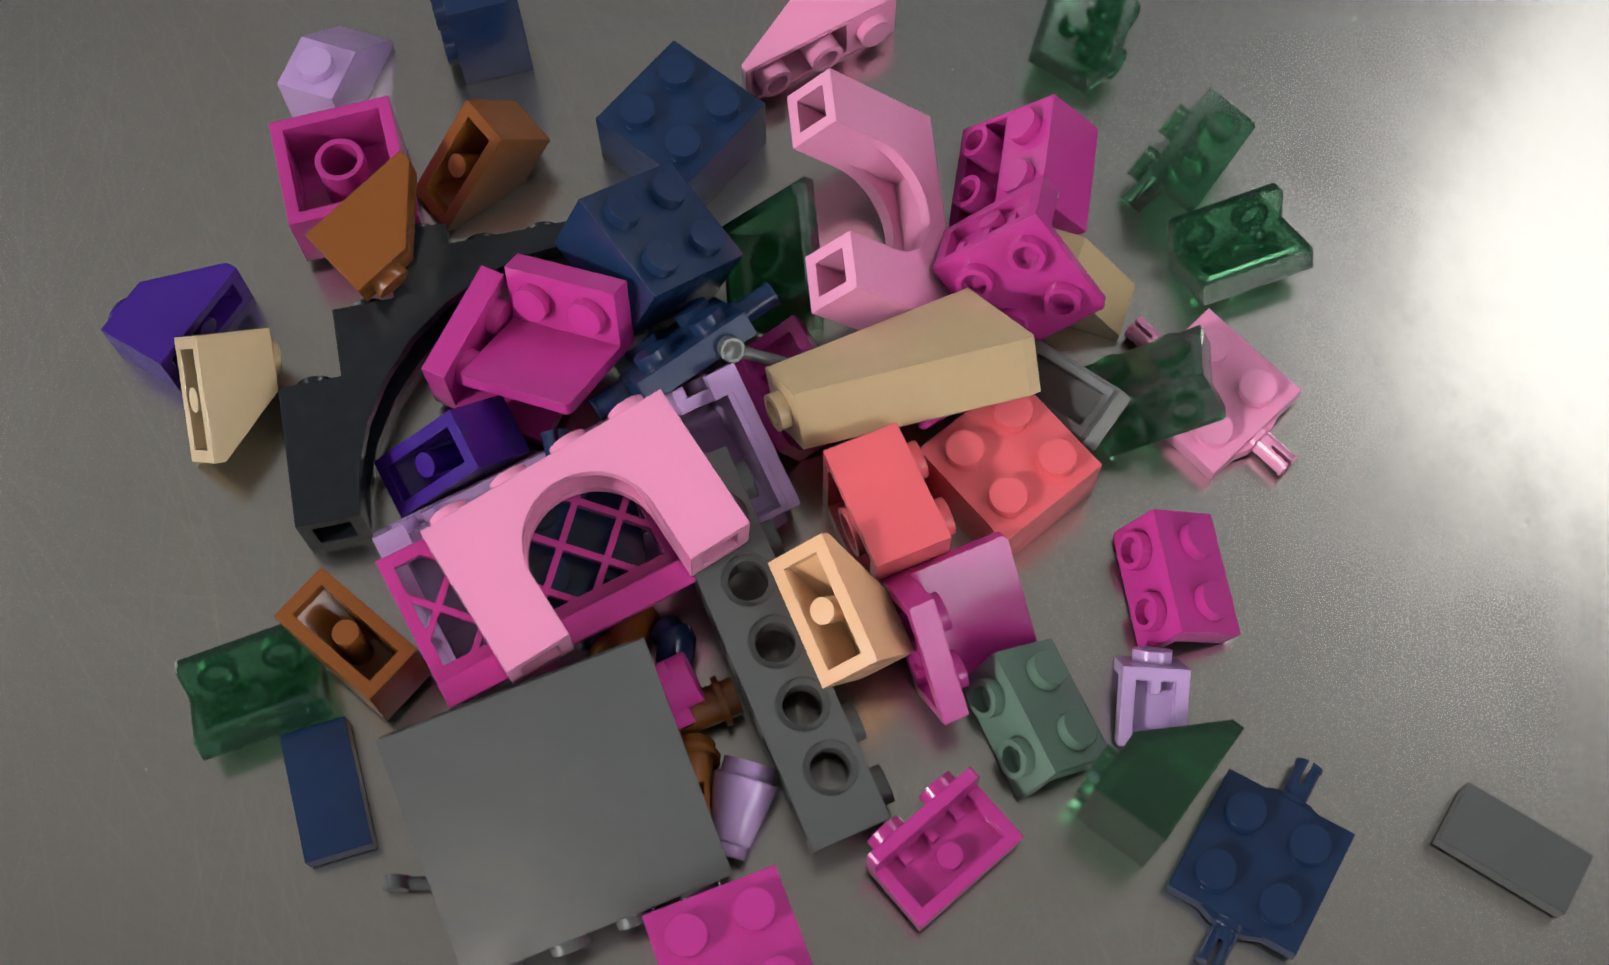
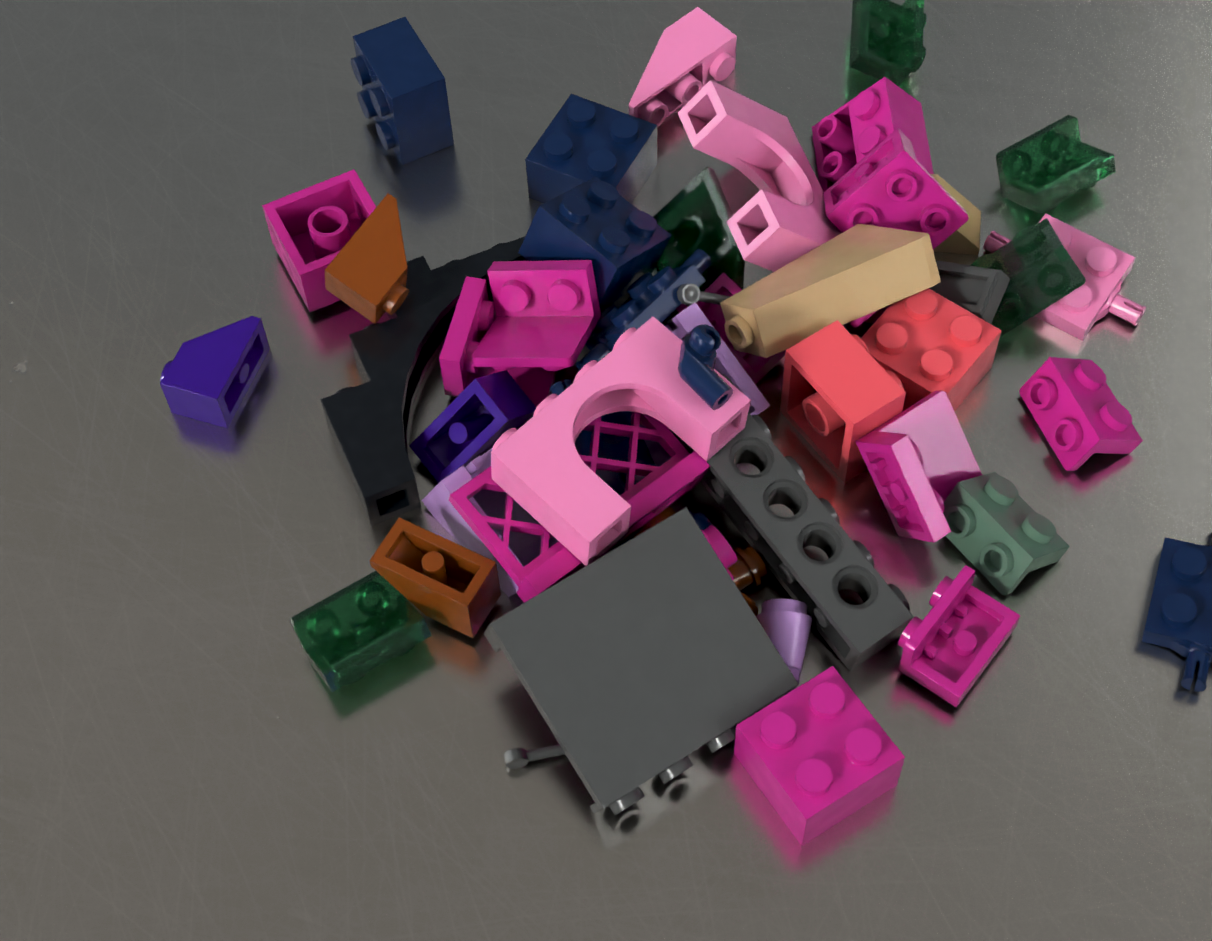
camera: 10 degrees left, 10 degrees down
(225, 387) = (272, 409): tan slope -> none
(327, 792) = (439, 700): dark blue tile -> none
(332, 69) = (293, 166): lavender slope -> none
(480, 160) = (438, 208): dark orange slope -> none
(693, 469) = (698, 363): none -> dark blue arm
(839, 611) = (831, 464): light nougat slope -> none
(1149, 785) = (1109, 551): clear green slope -> none
(1150, 691) = (1089, 498): lavender bracket -> none
(1192, 156) = (997, 107): clear green bracket -> none

